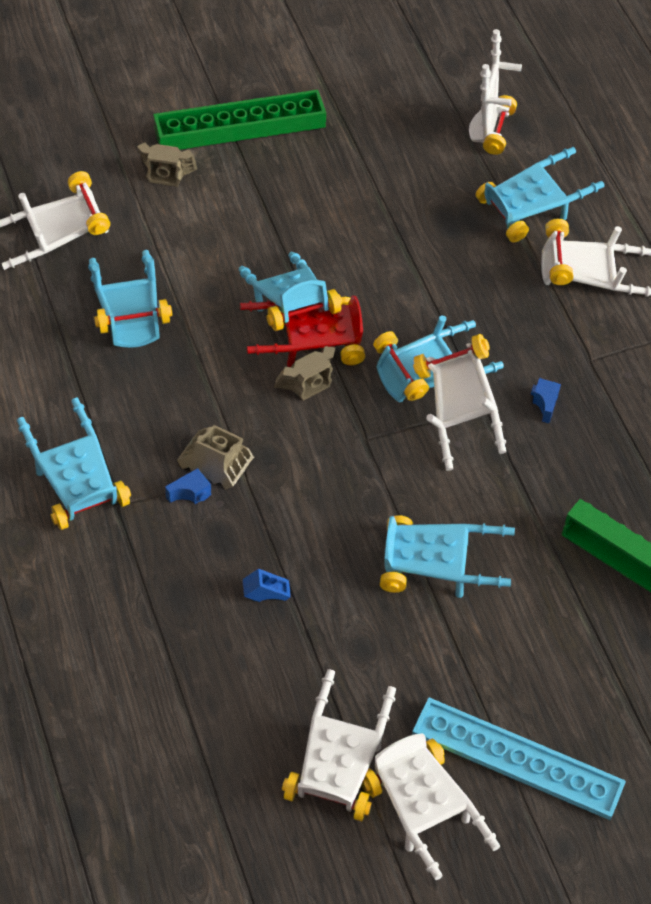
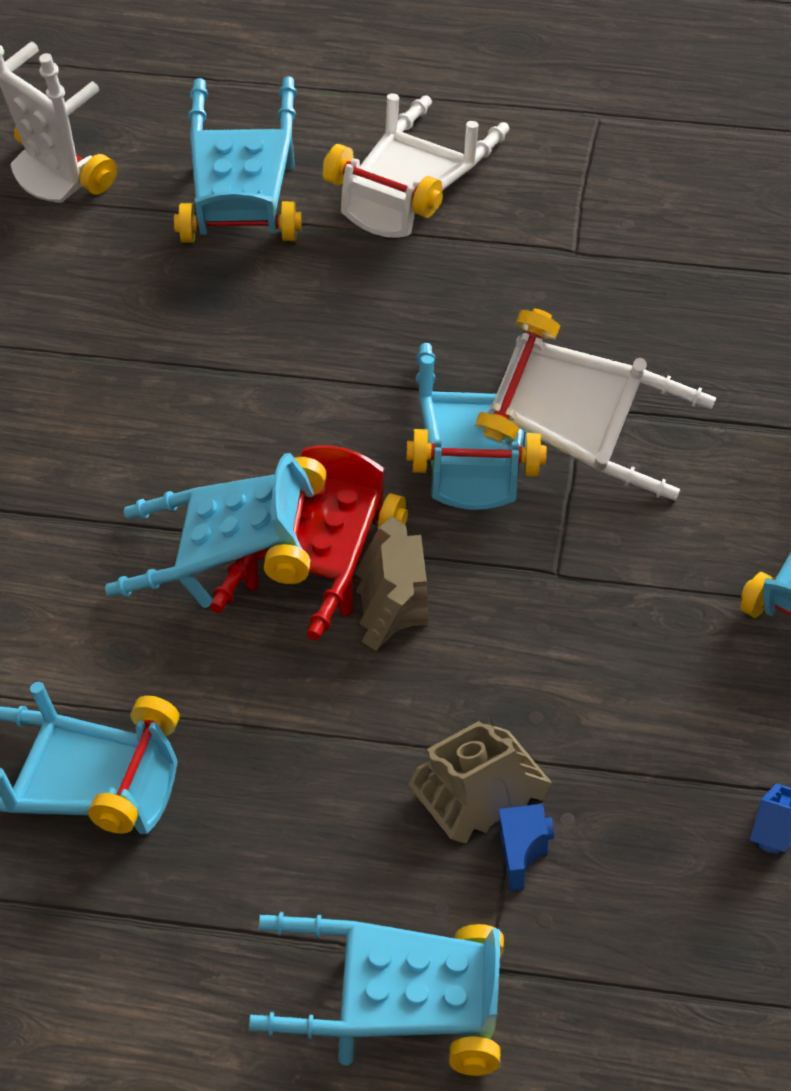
camera: 55 degrees left, 5 degrees down
(545, 397) = (622, 324): blue arch -> none

